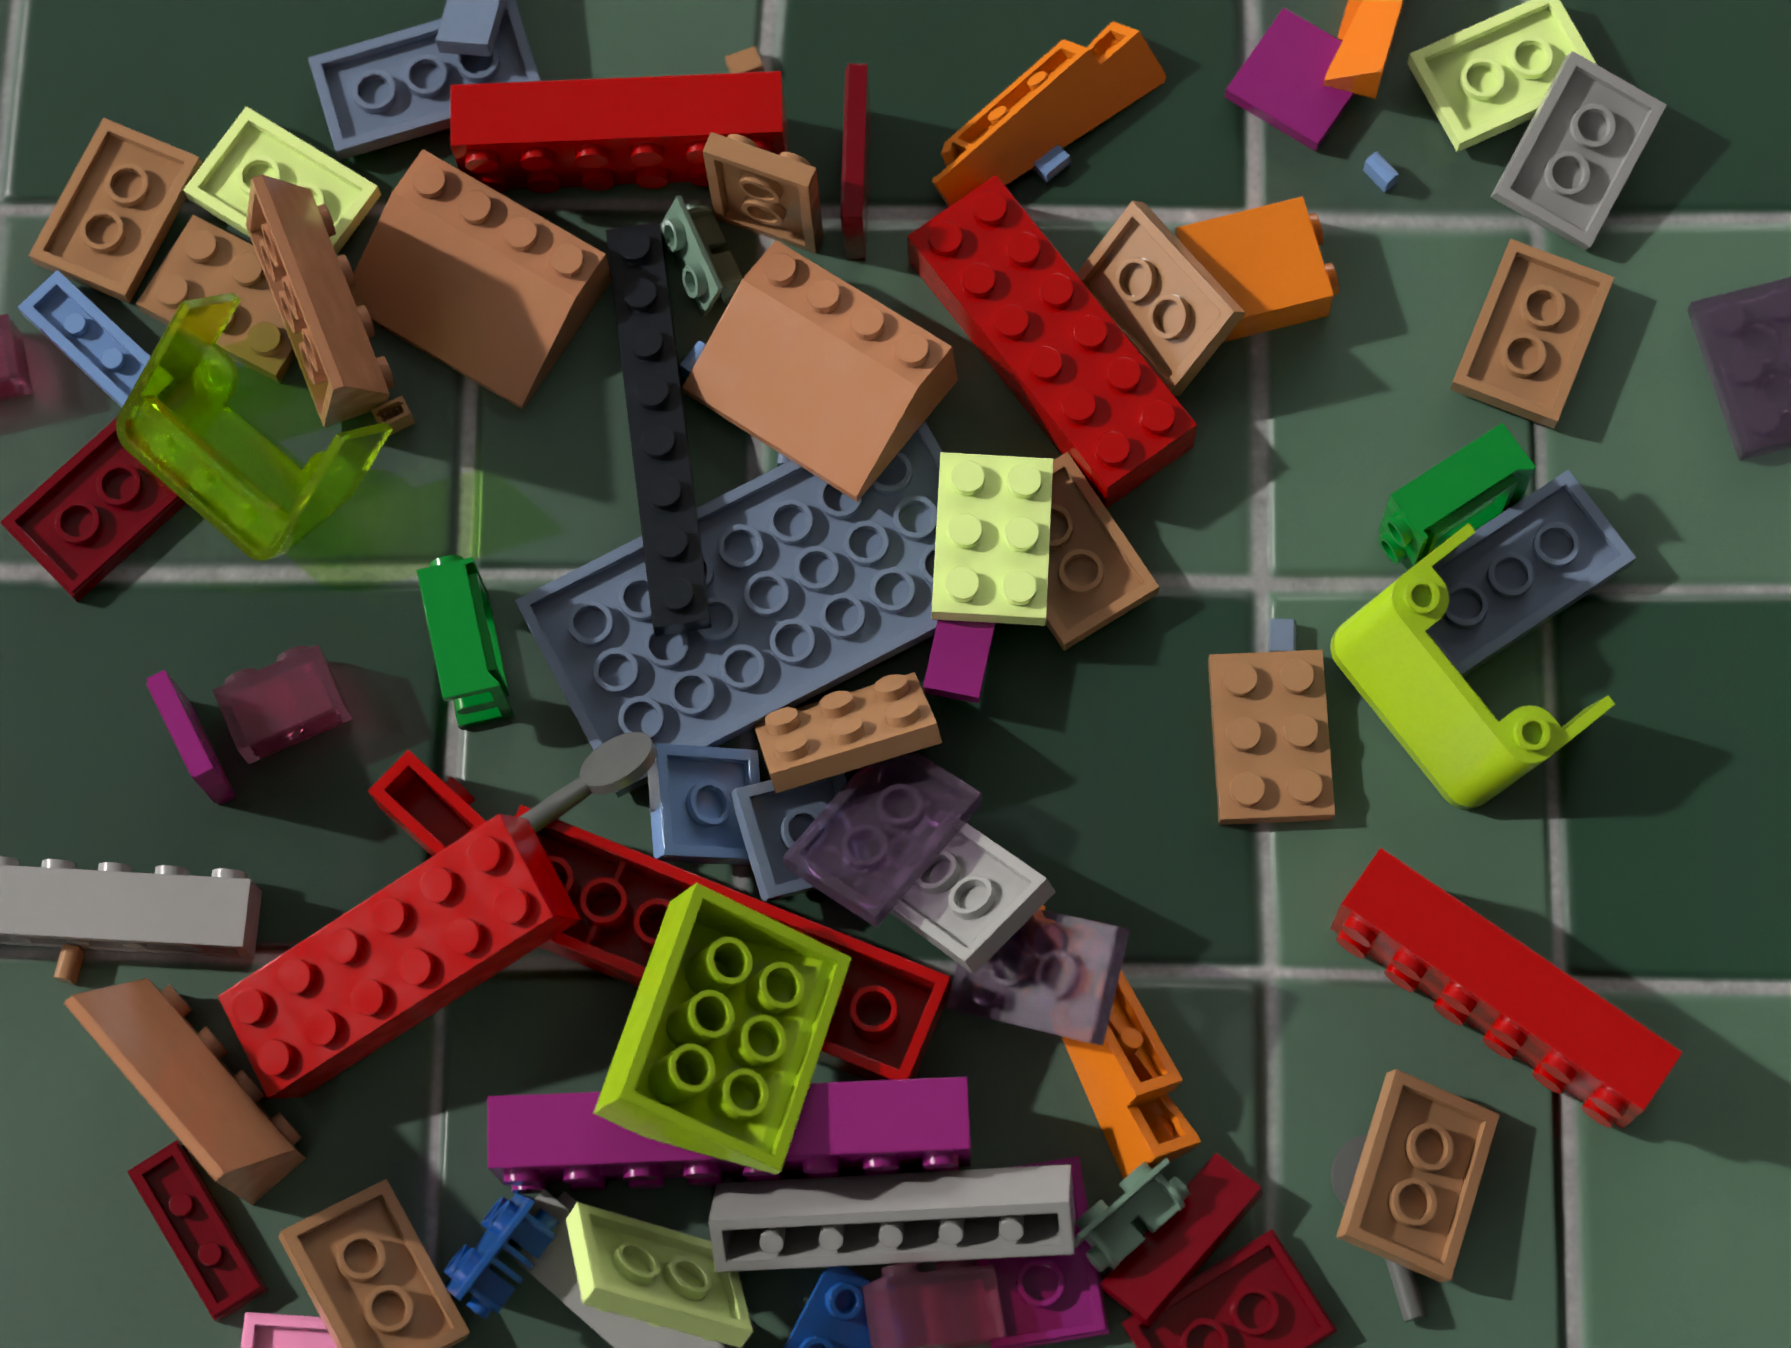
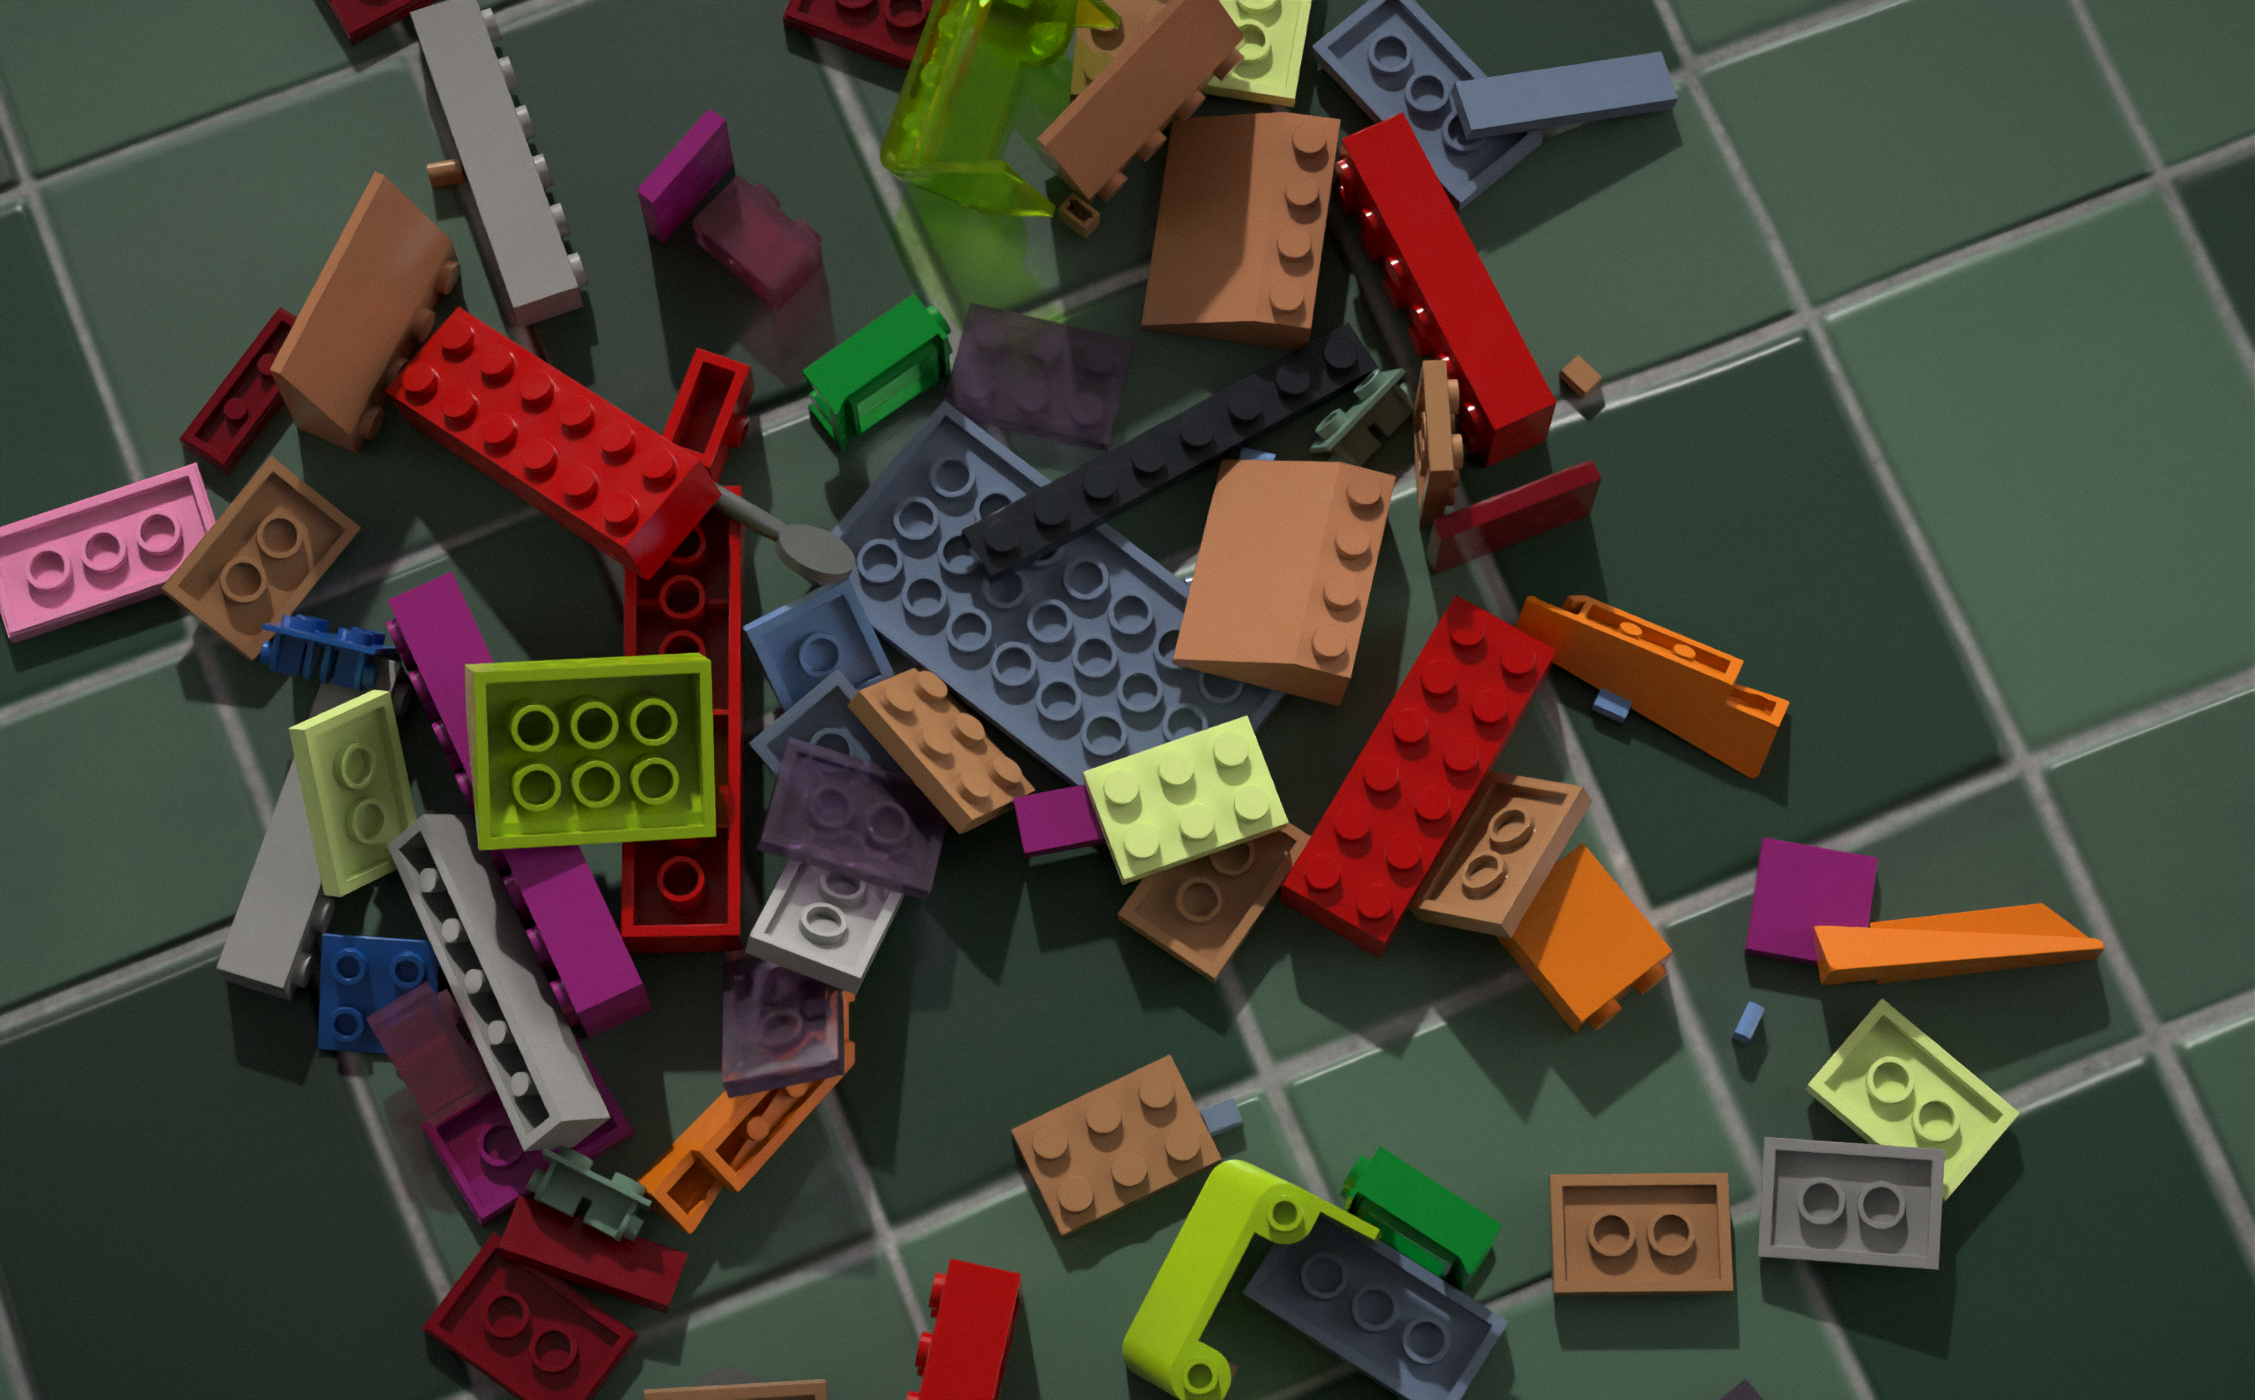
camera: 60 degrees right, 0 degrees up
(529, 511) = (1039, 376): none -> clear purple plate

